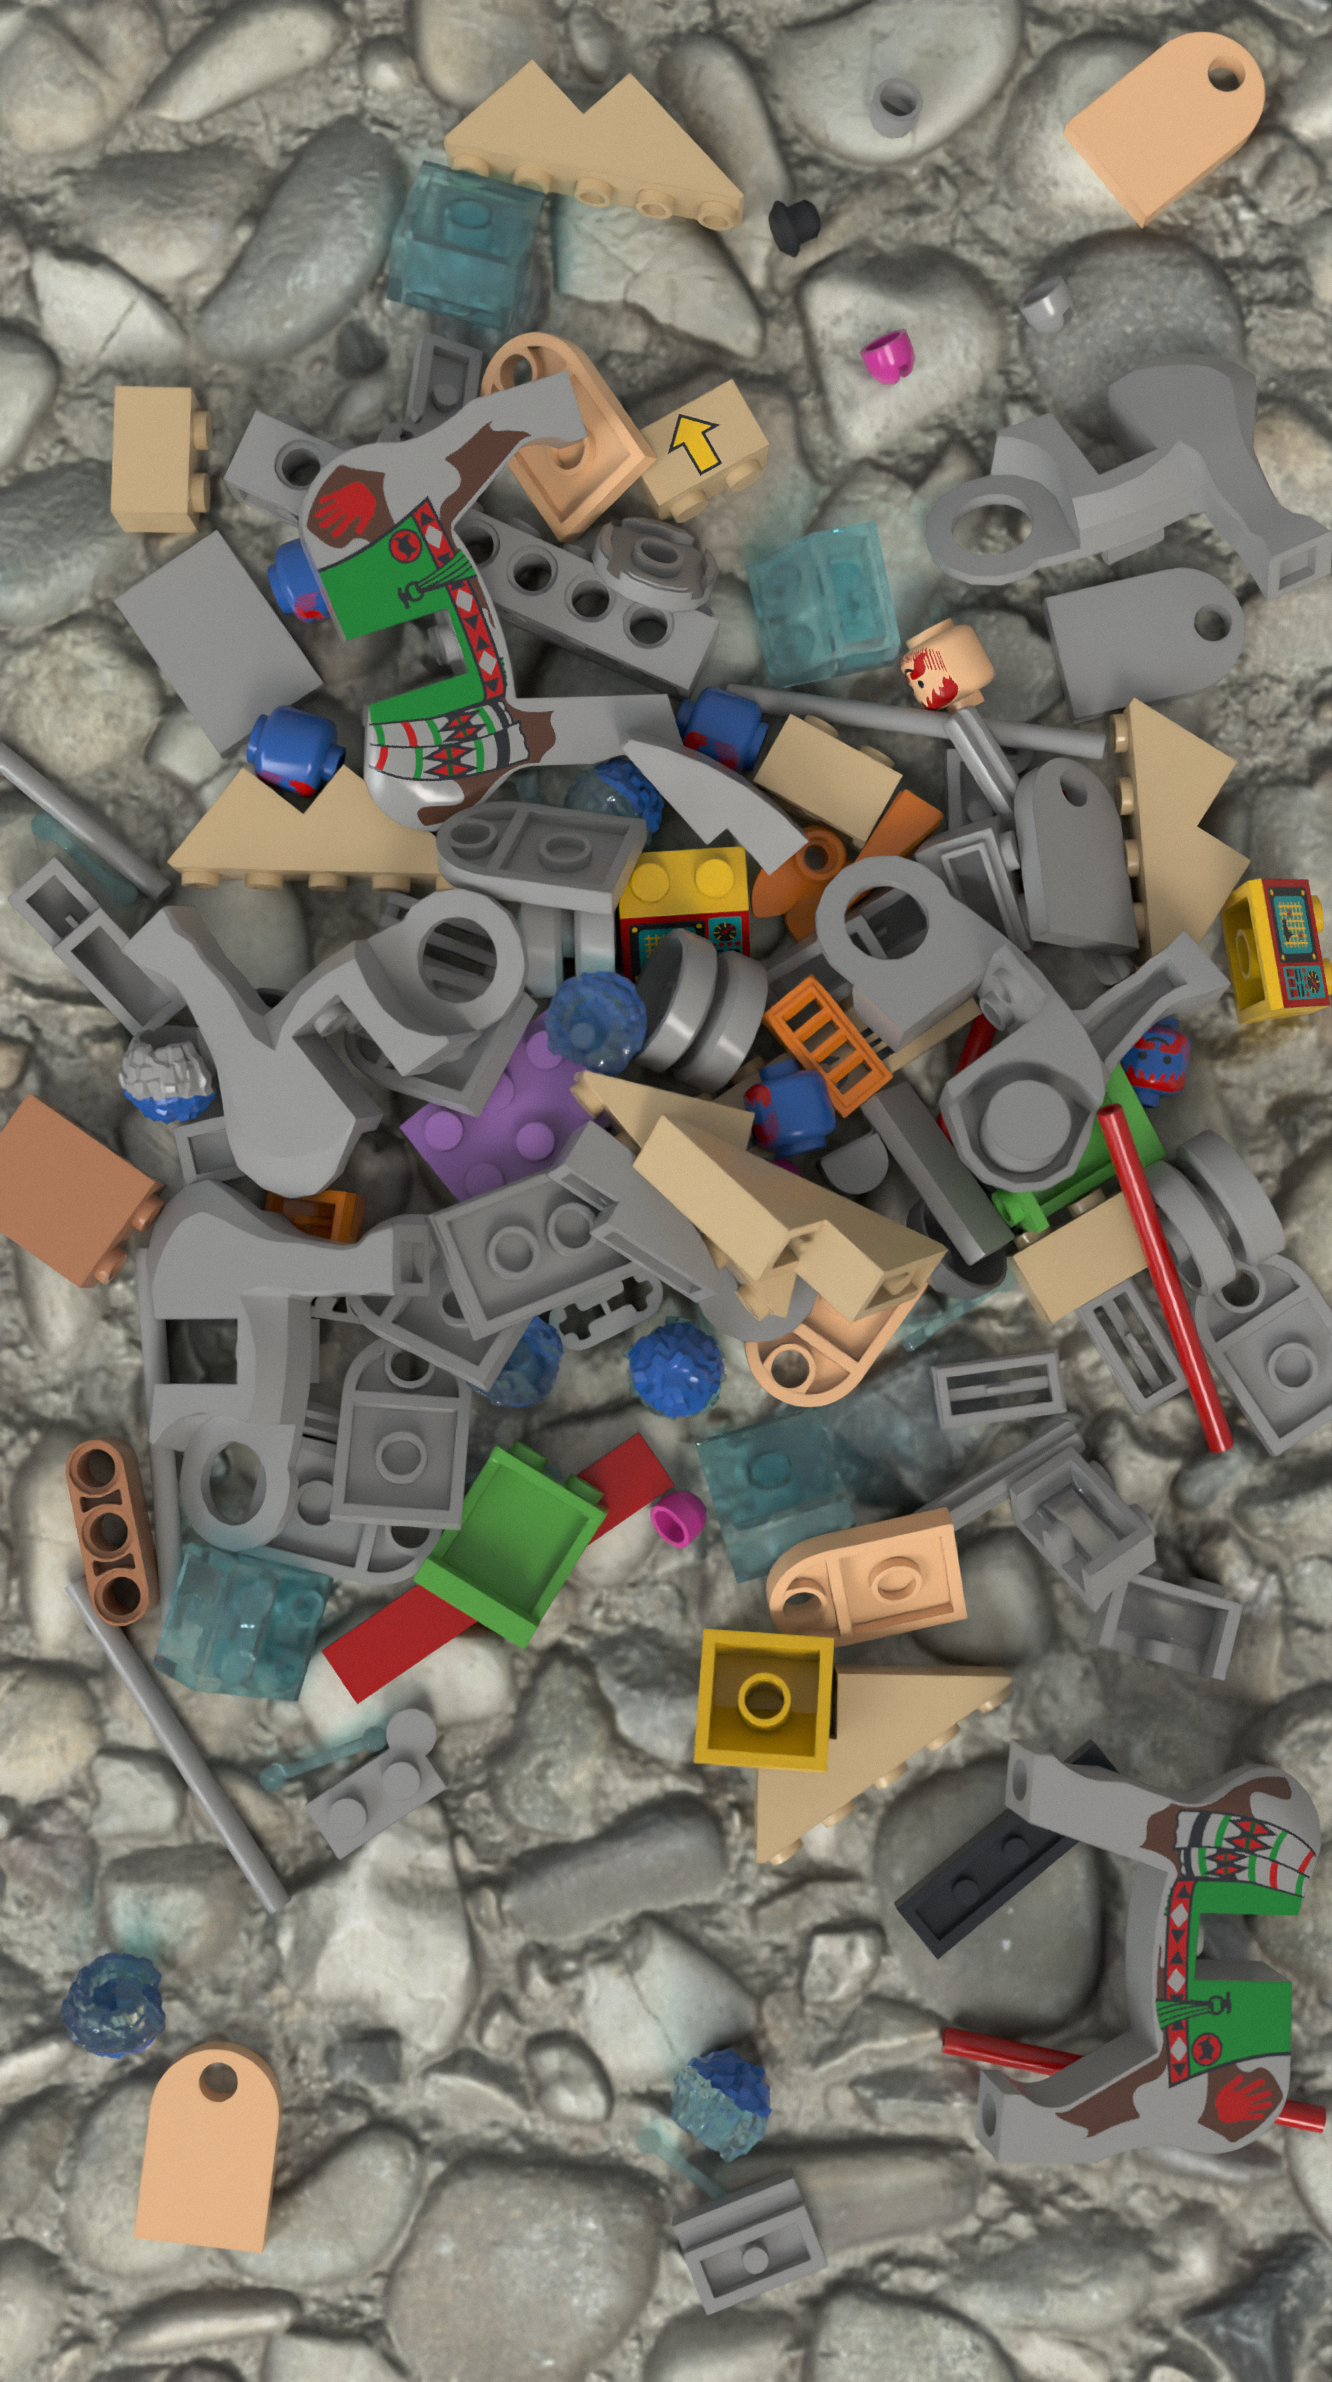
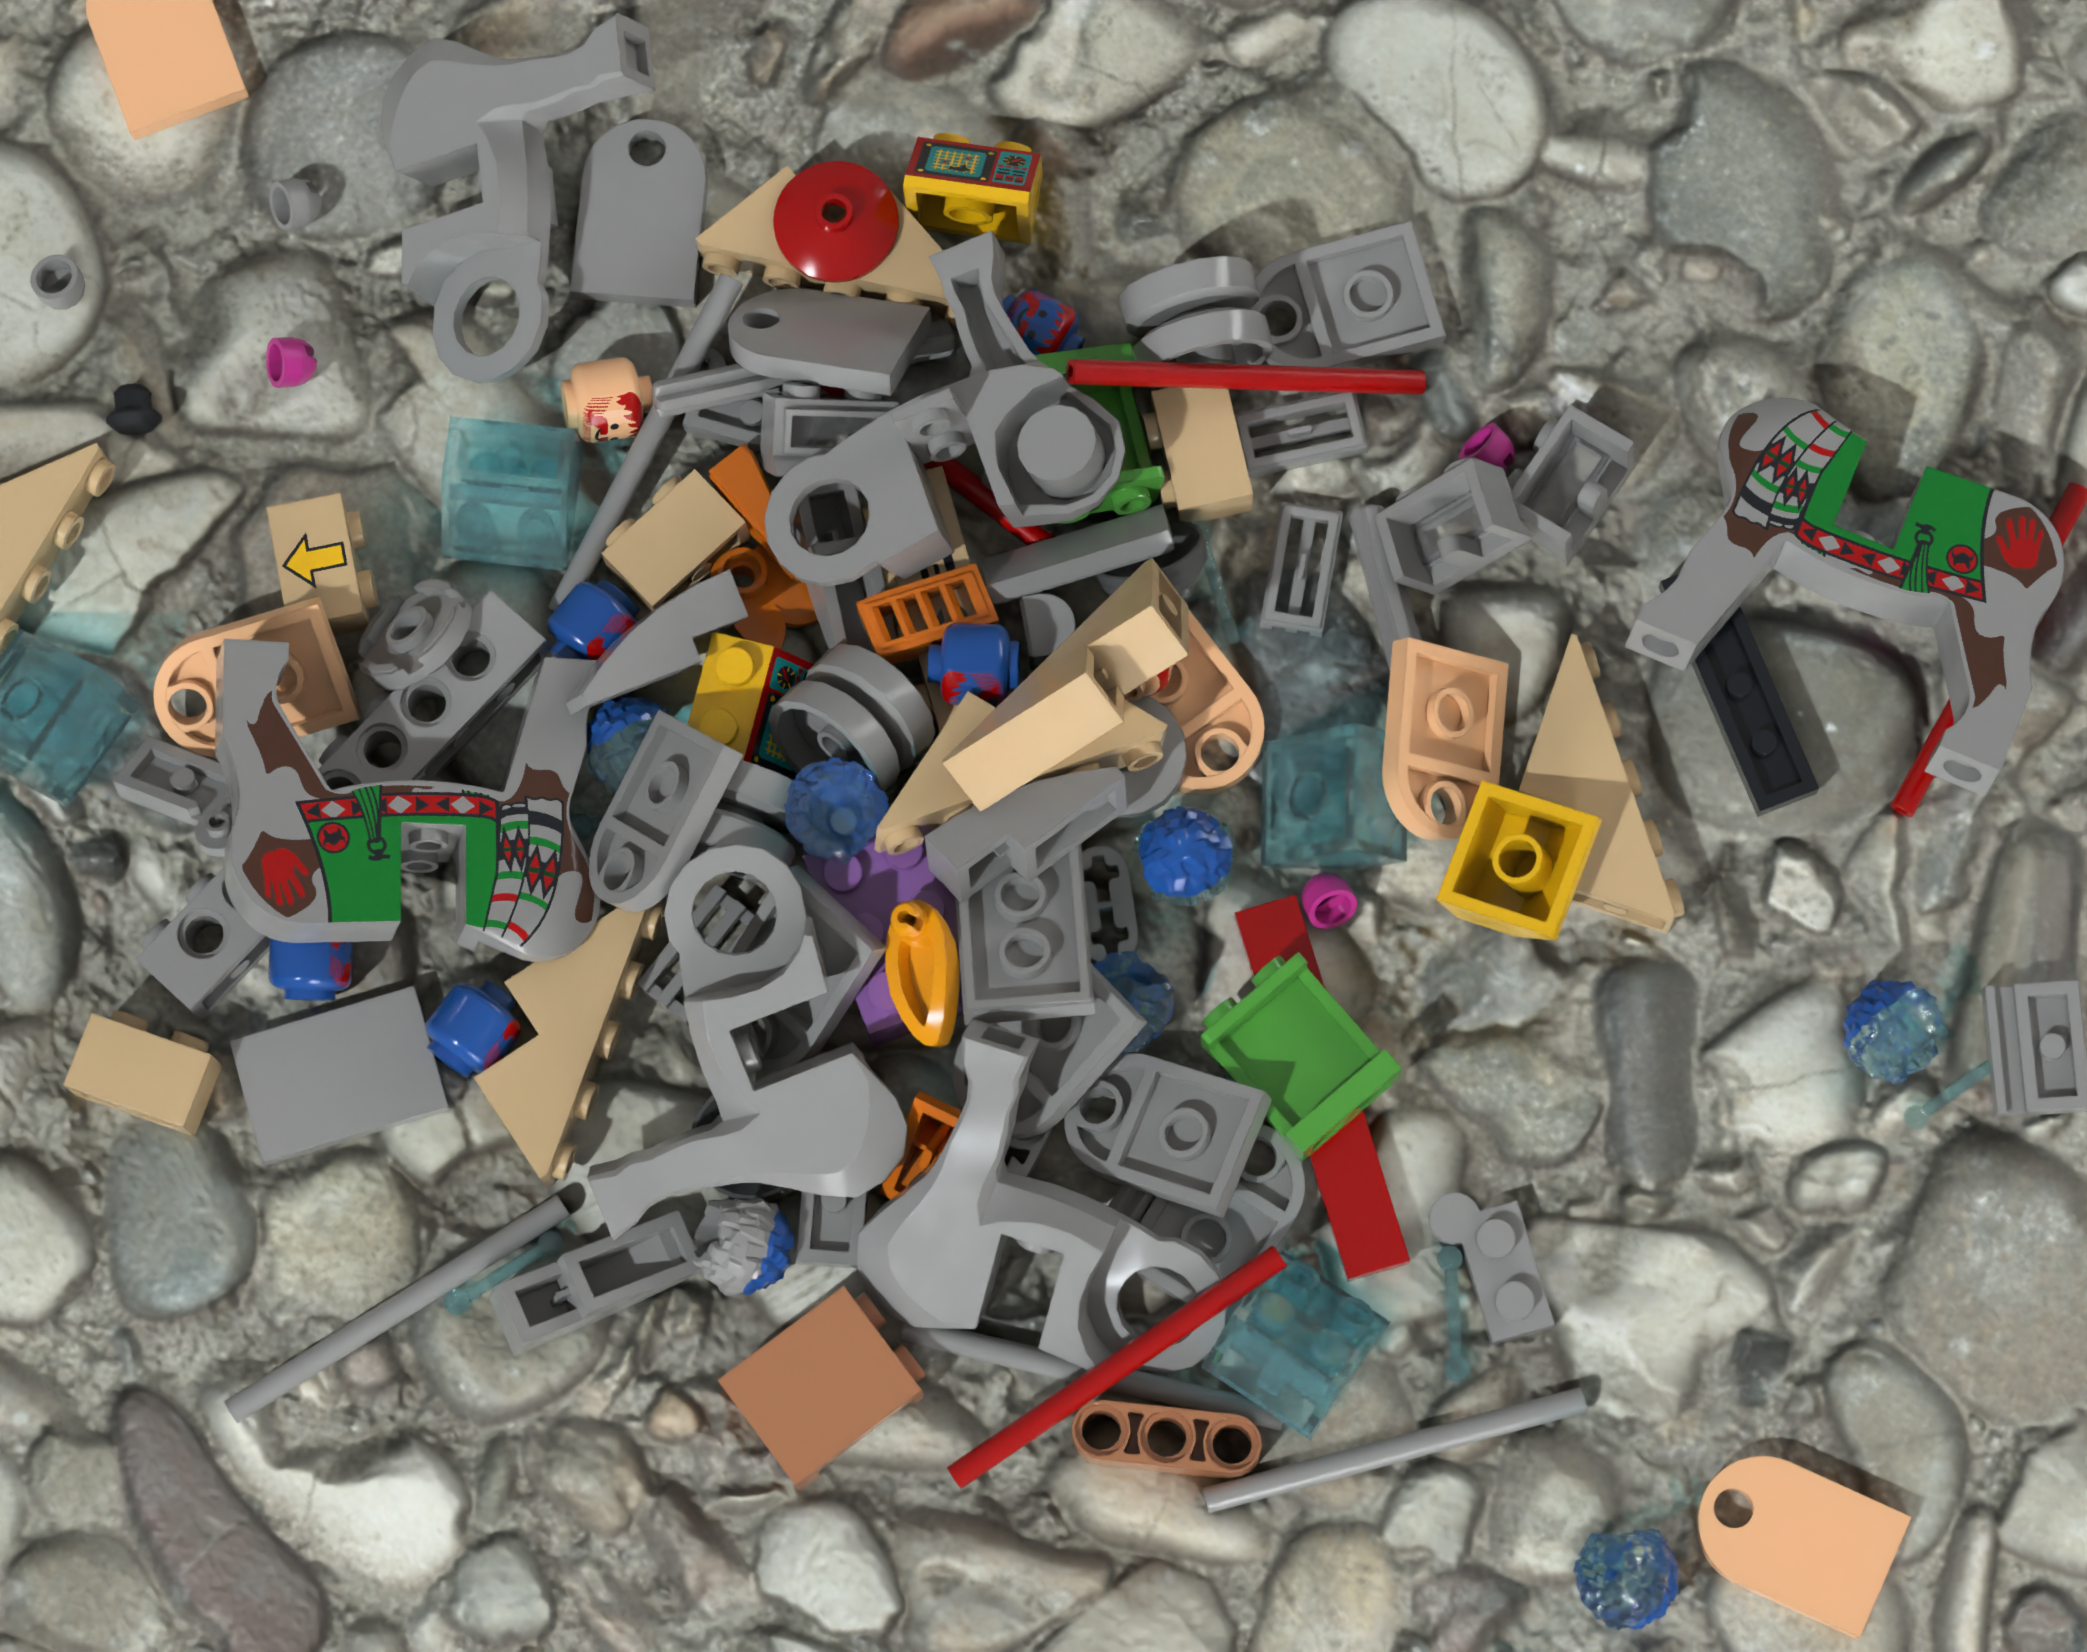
camera: 60 degrees left, 10 degrees down
(158, 1465) = (1116, 1367): none -> red piece
(466, 1160) = (923, 971): none -> light orange arm
(1171, 847) = (843, 248): none -> red dish
(1176, 1532) = (1491, 446): none -> dark pink hinge

